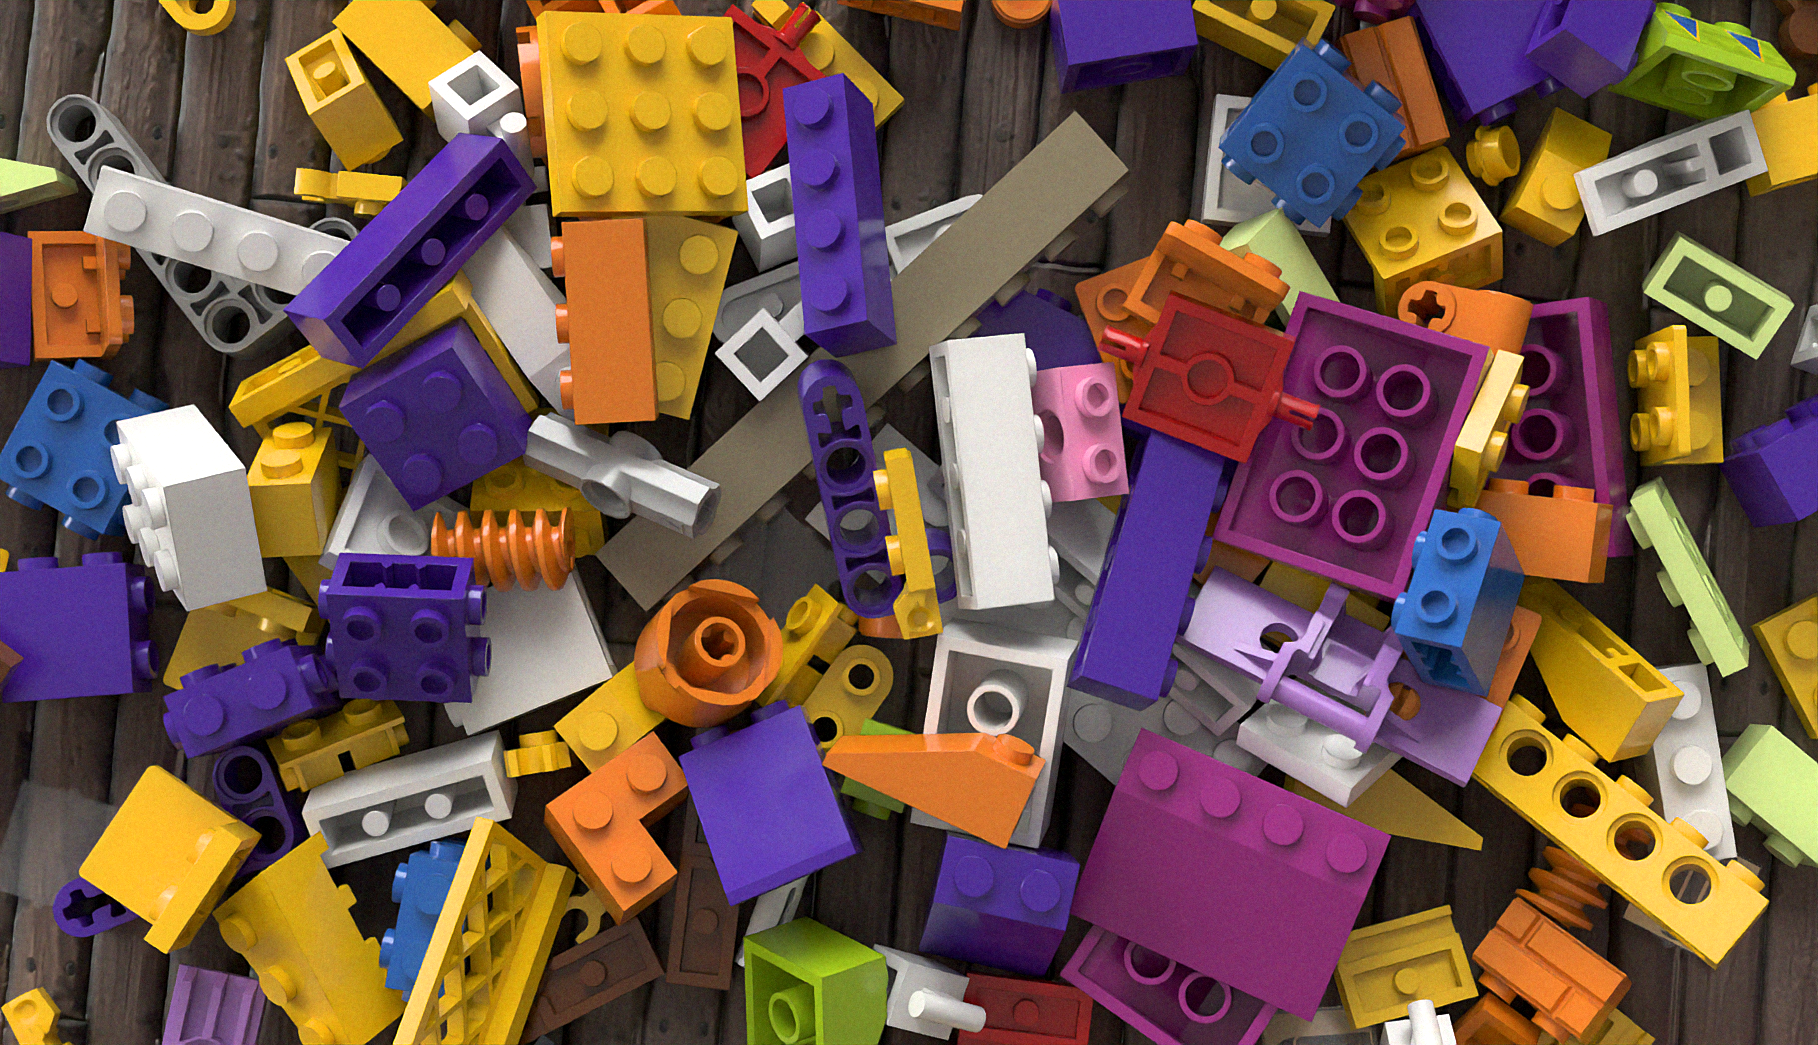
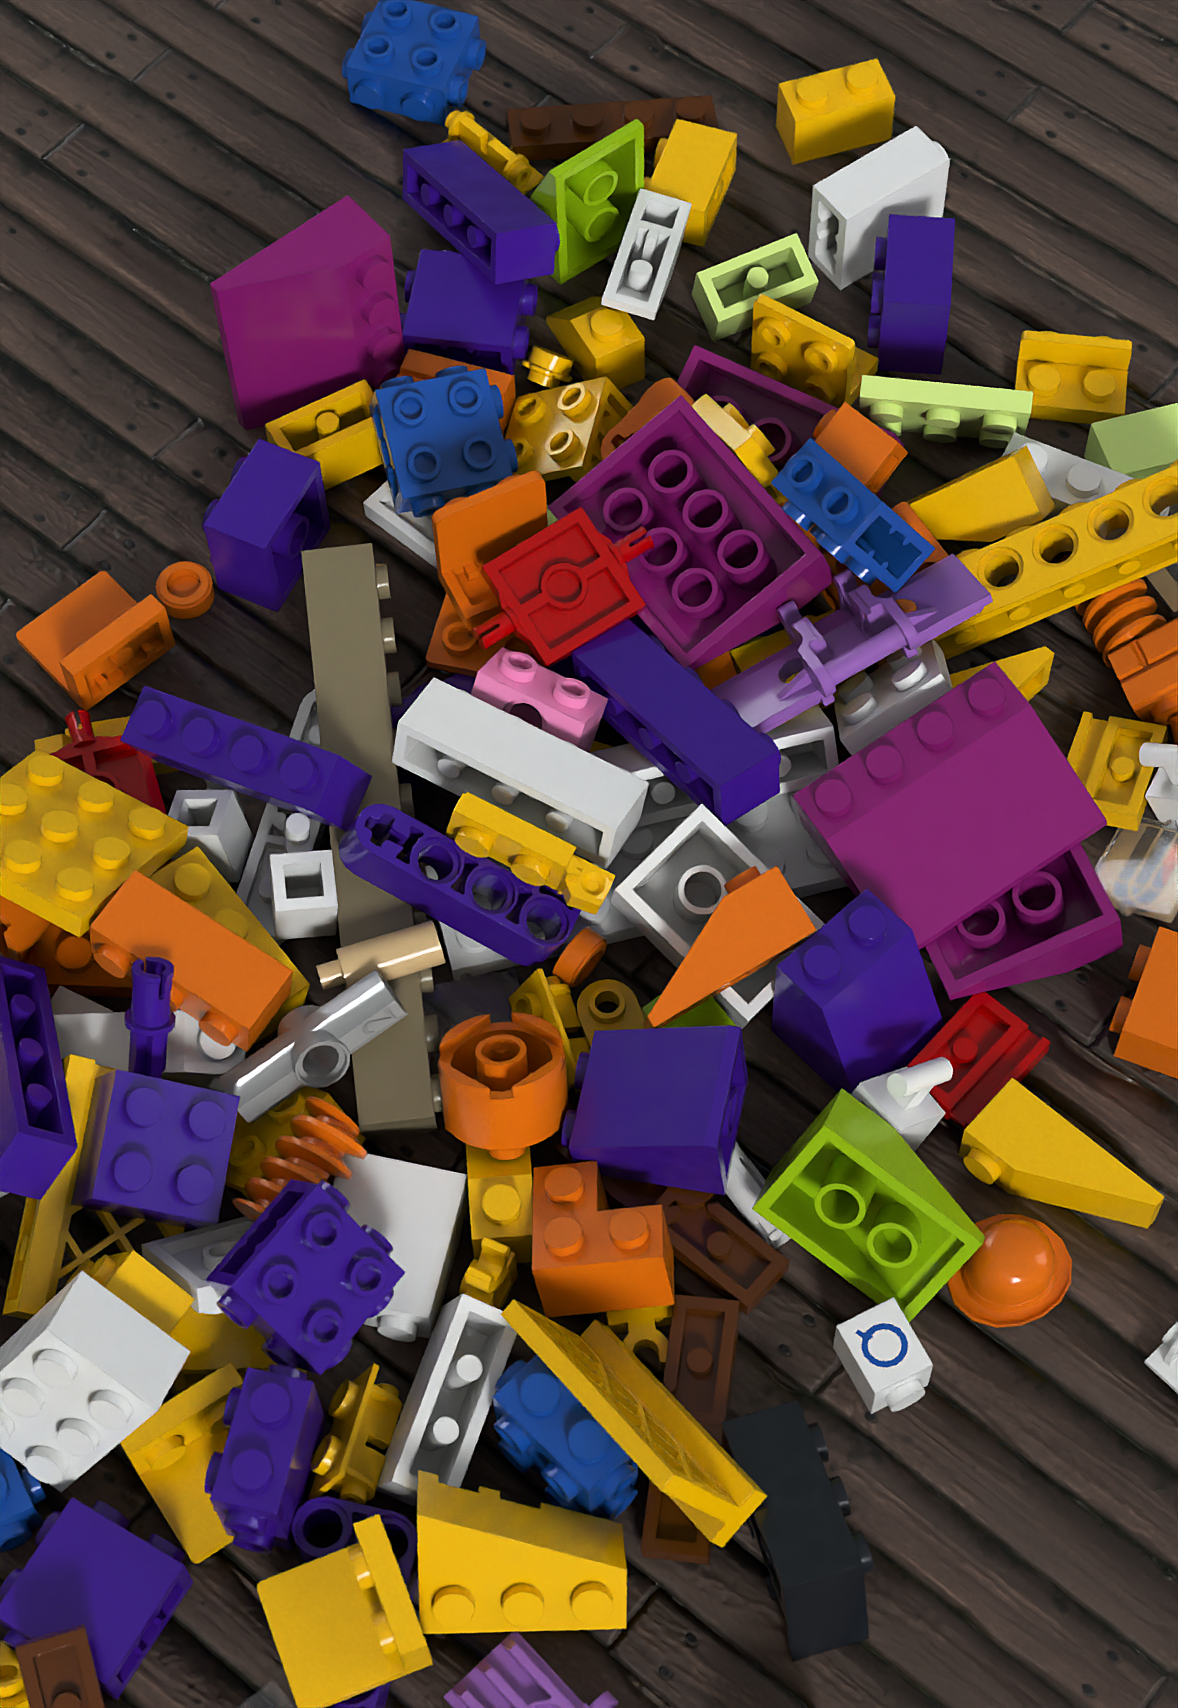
camera: 50 degrees left, 25 degrees down
(530, 329) = (150, 1016): none -> dark purple axle
(740, 476) = (390, 954): none -> tan cylinder

